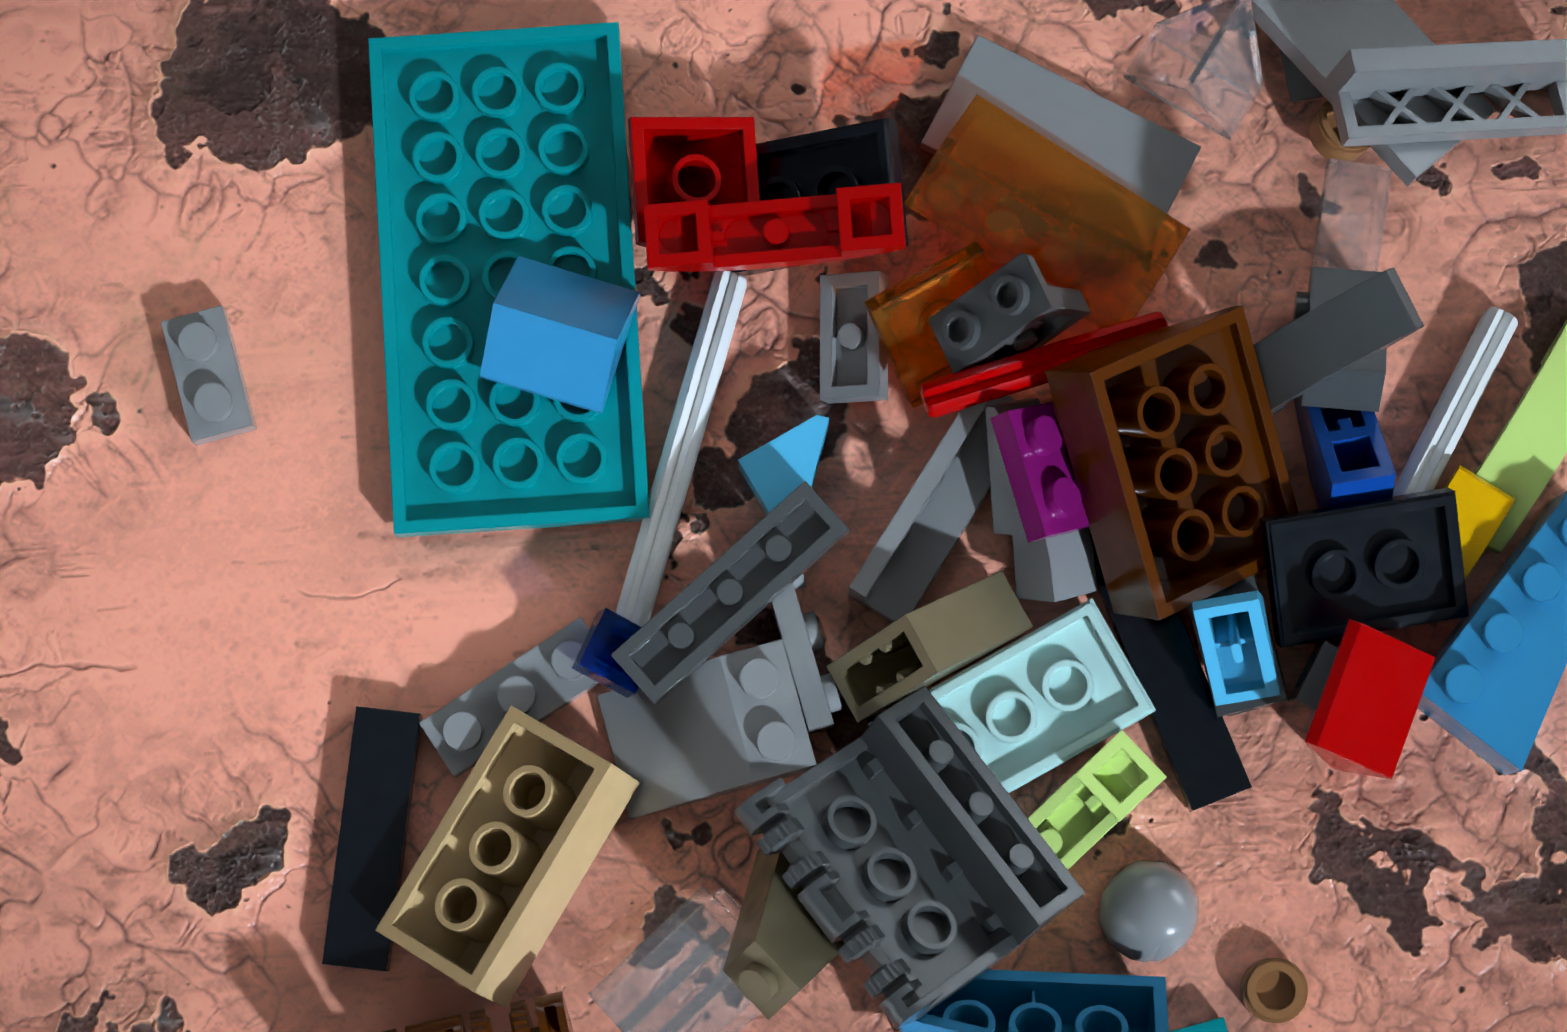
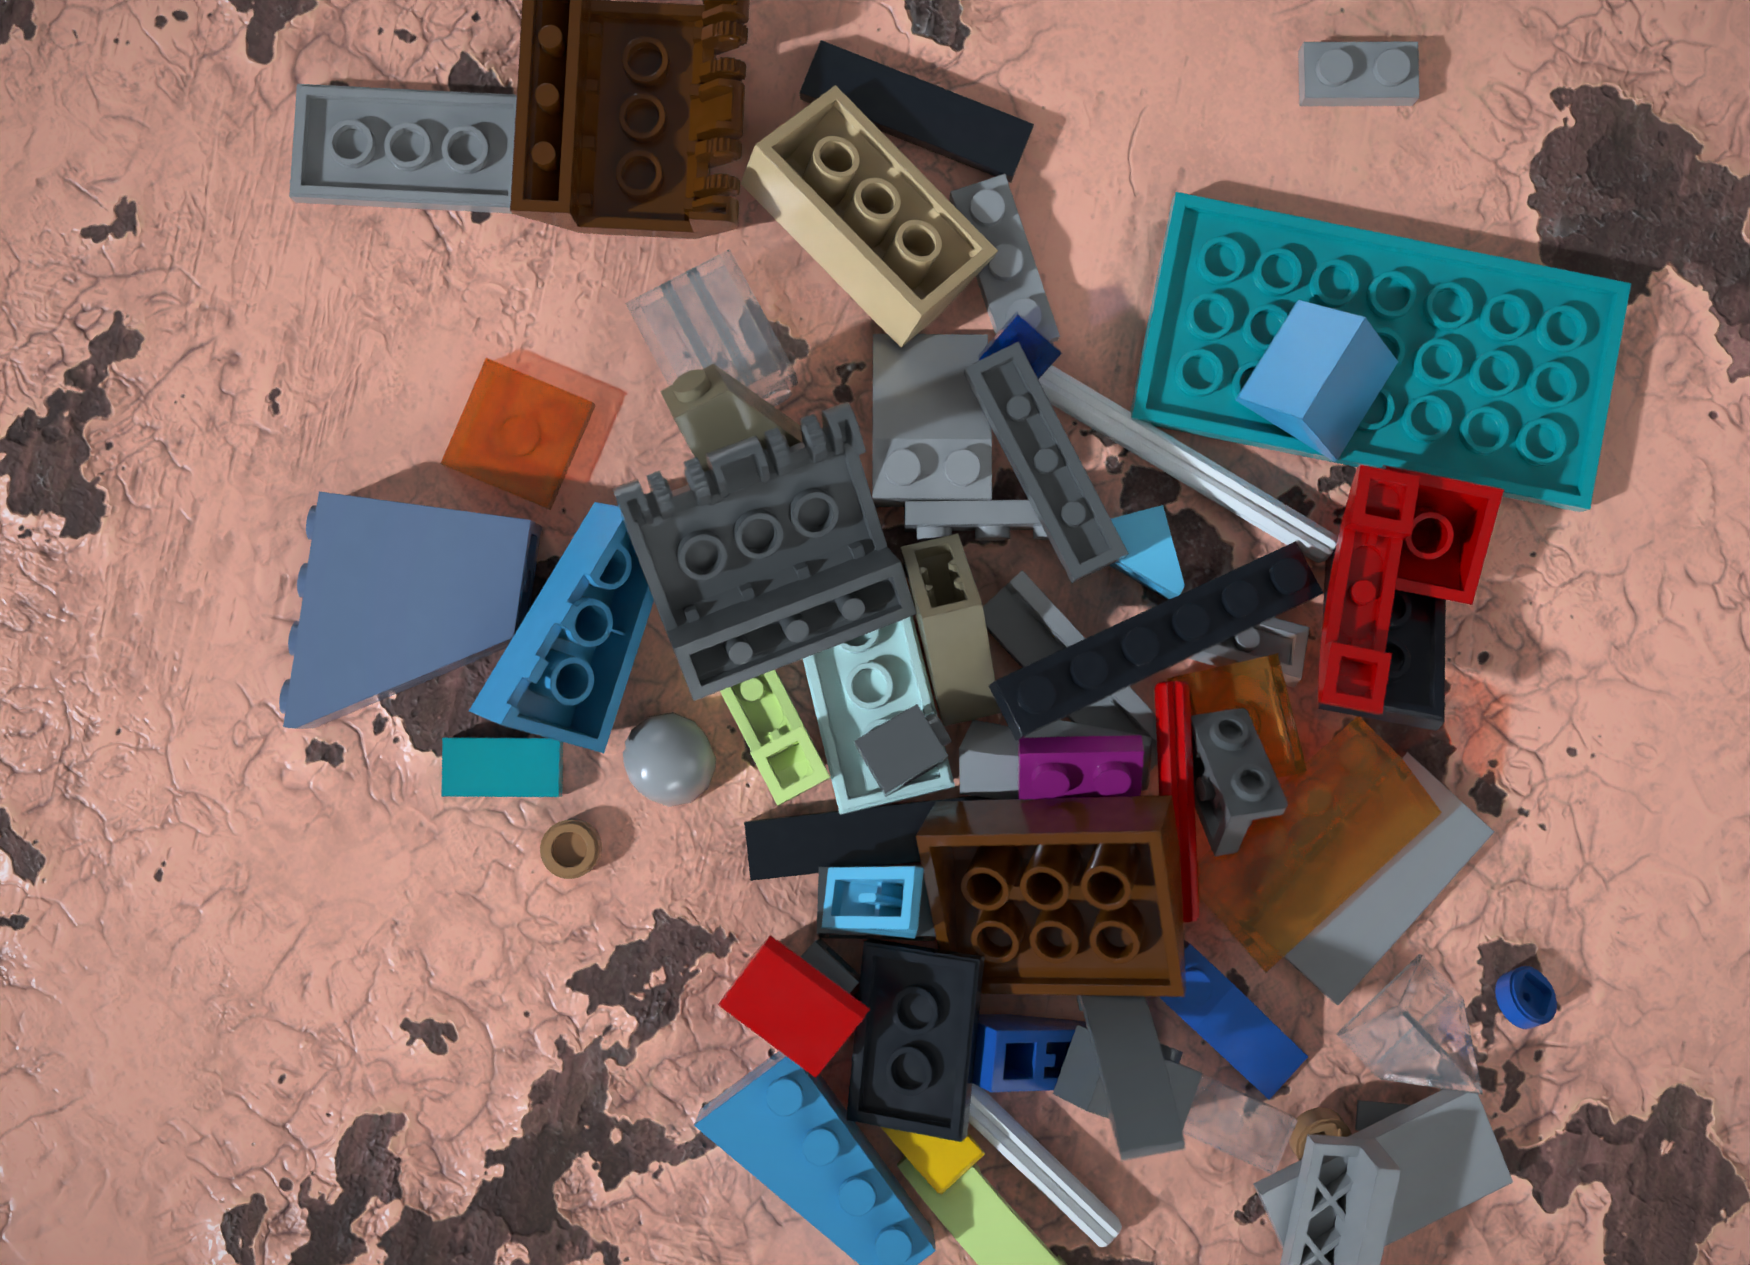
camera: 100 degrees right, 5 degrees up
(883, 429) = (1154, 640): none -> black plate
(1071, 658) = (904, 748): none -> dark grey brick
(1253, 246) = (1235, 1025): none -> blue slope

